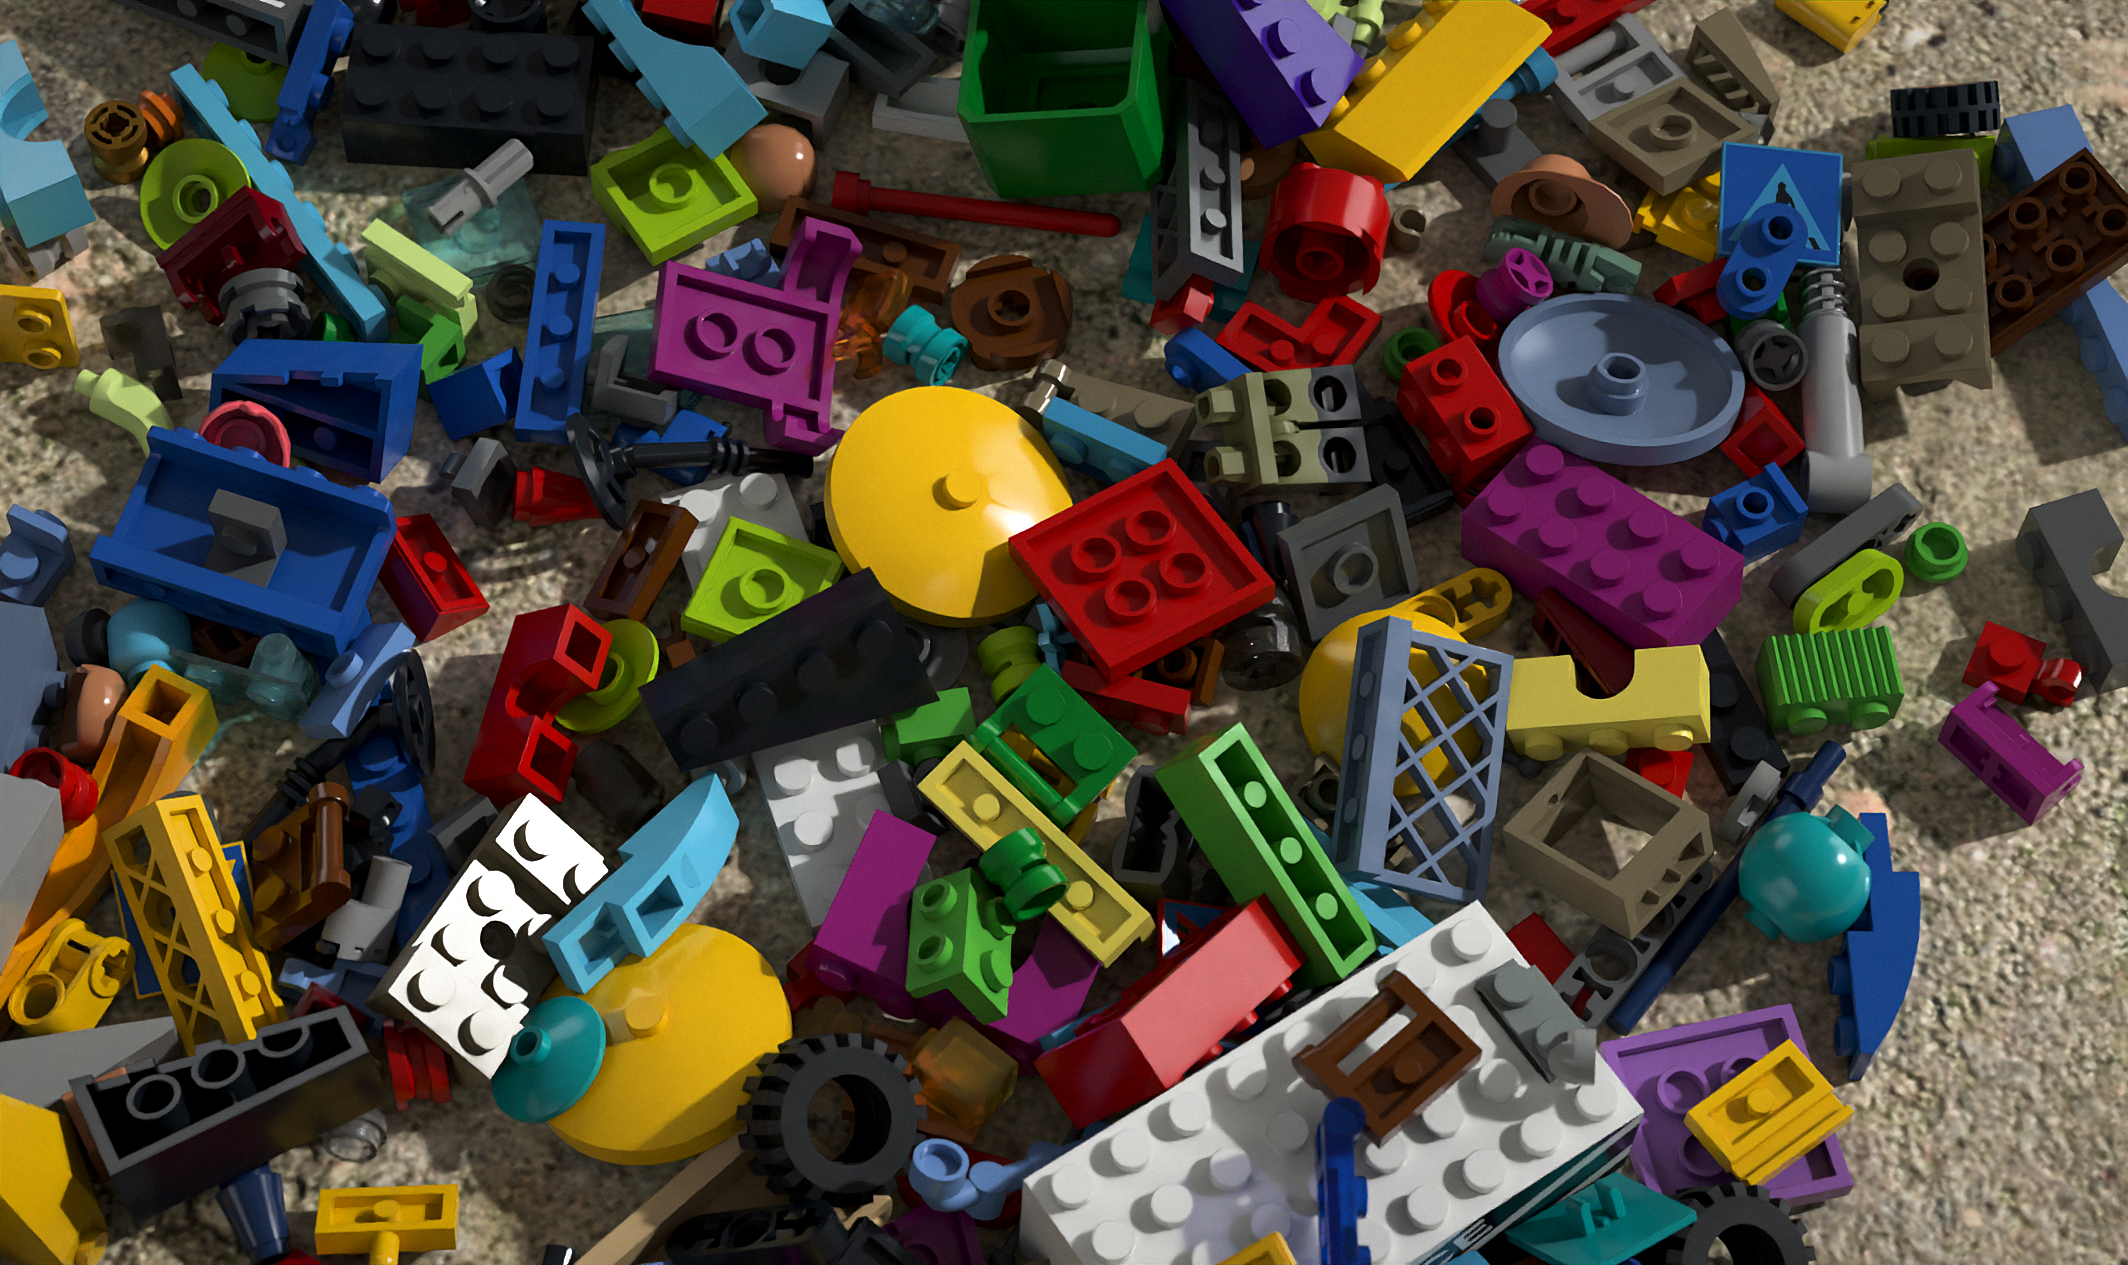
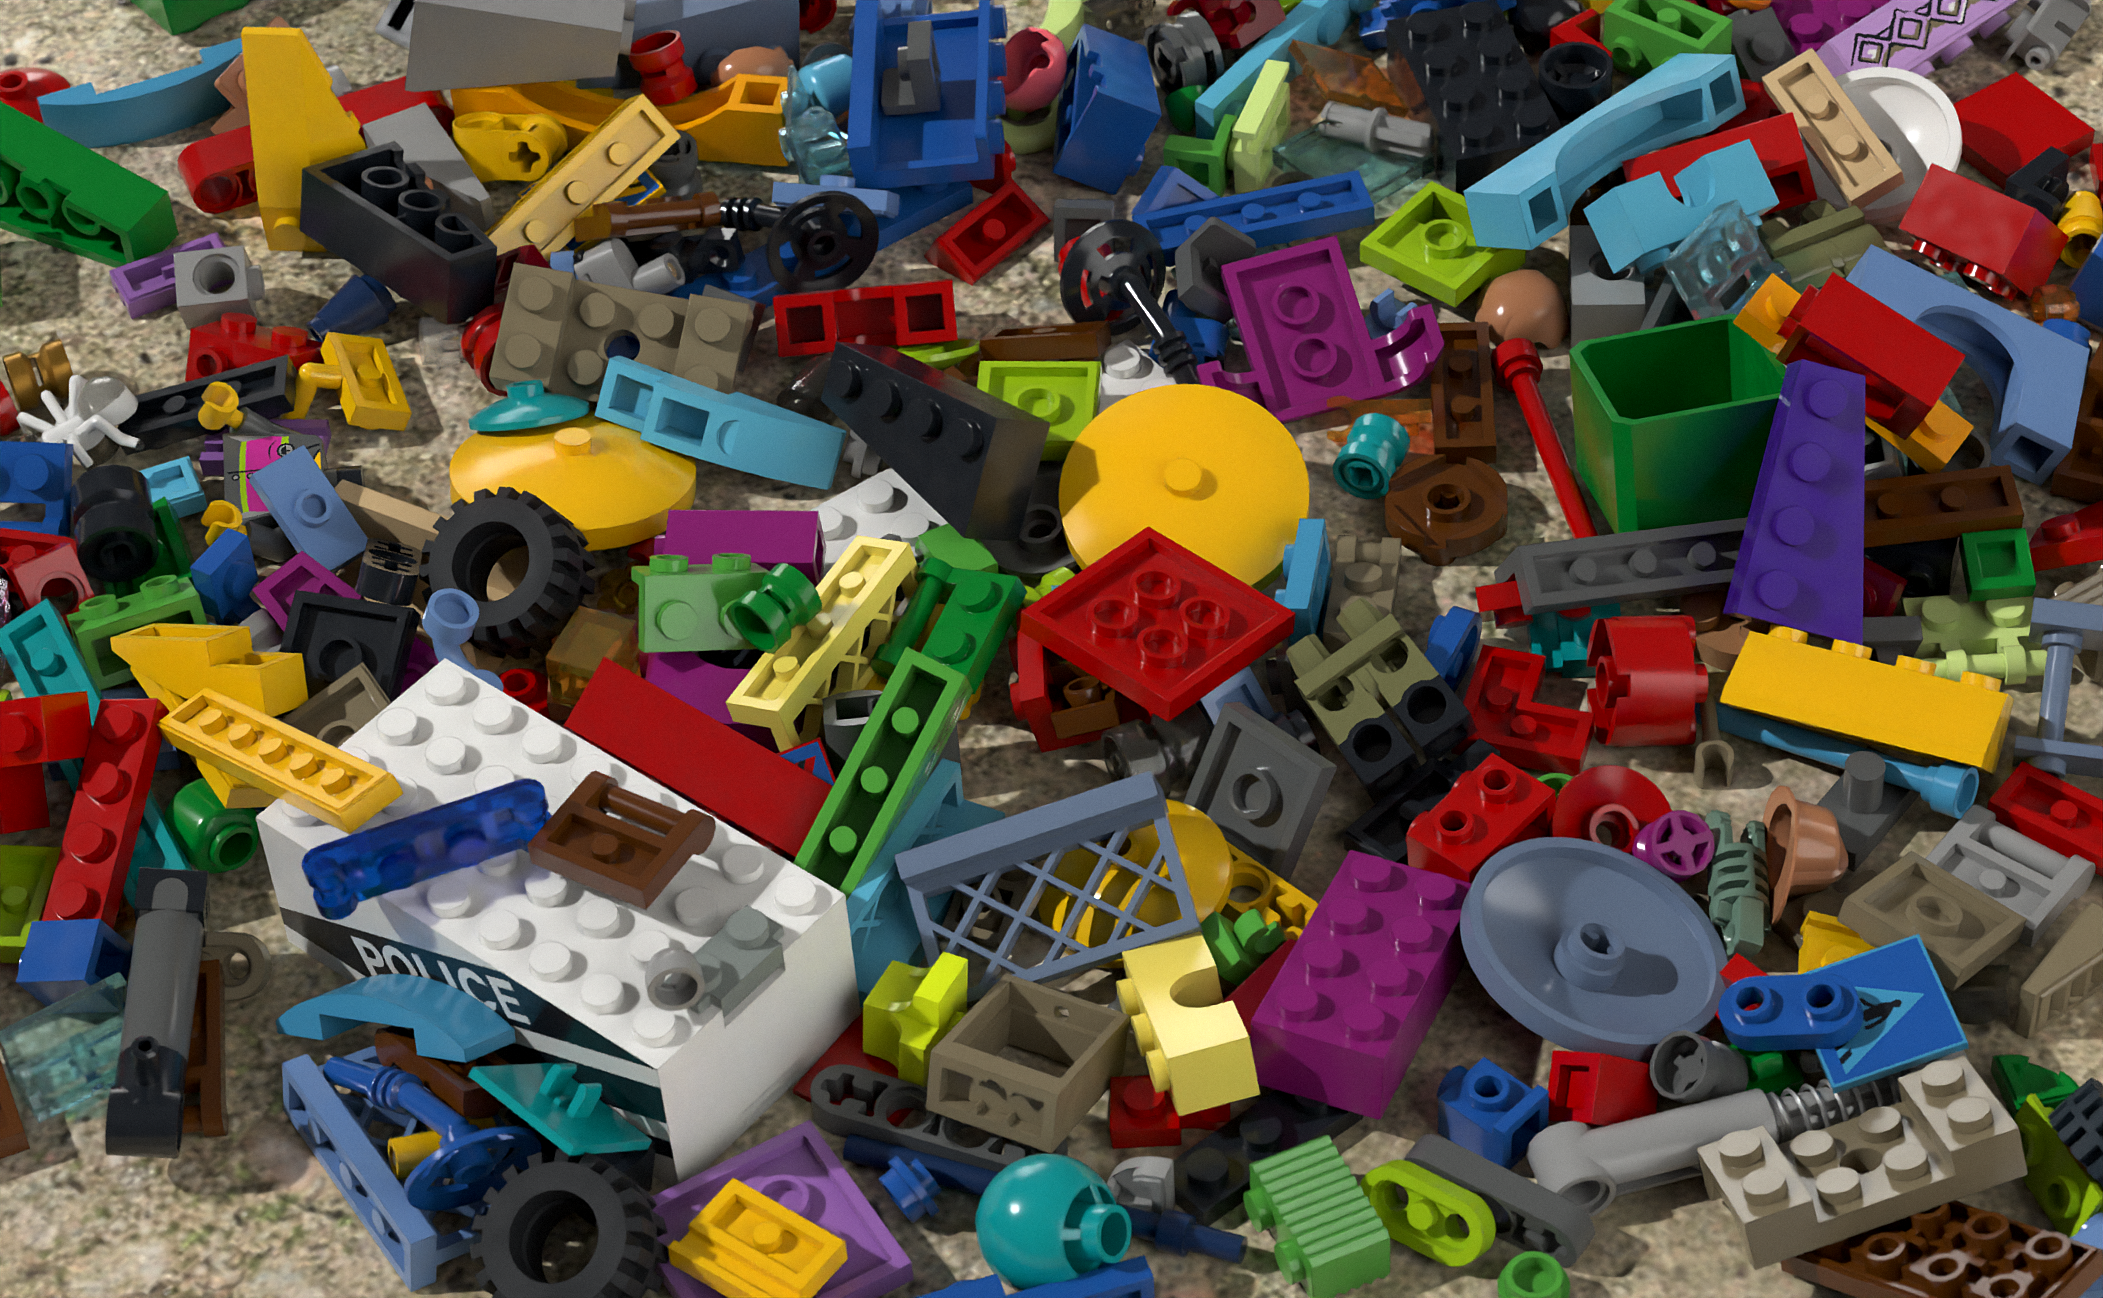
camera: 80 degrees right, 15 degrees down
(374, 188) = (1348, 78): none -> clear orange piece
(1516, 634) = (1241, 945): none -> bright green tile
(1530, 909) = (914, 1012): none -> neon yellow brick
(1698, 983) = (911, 1188): none -> blue plate
(1835, 137) = (2019, 1078): none -> green tile

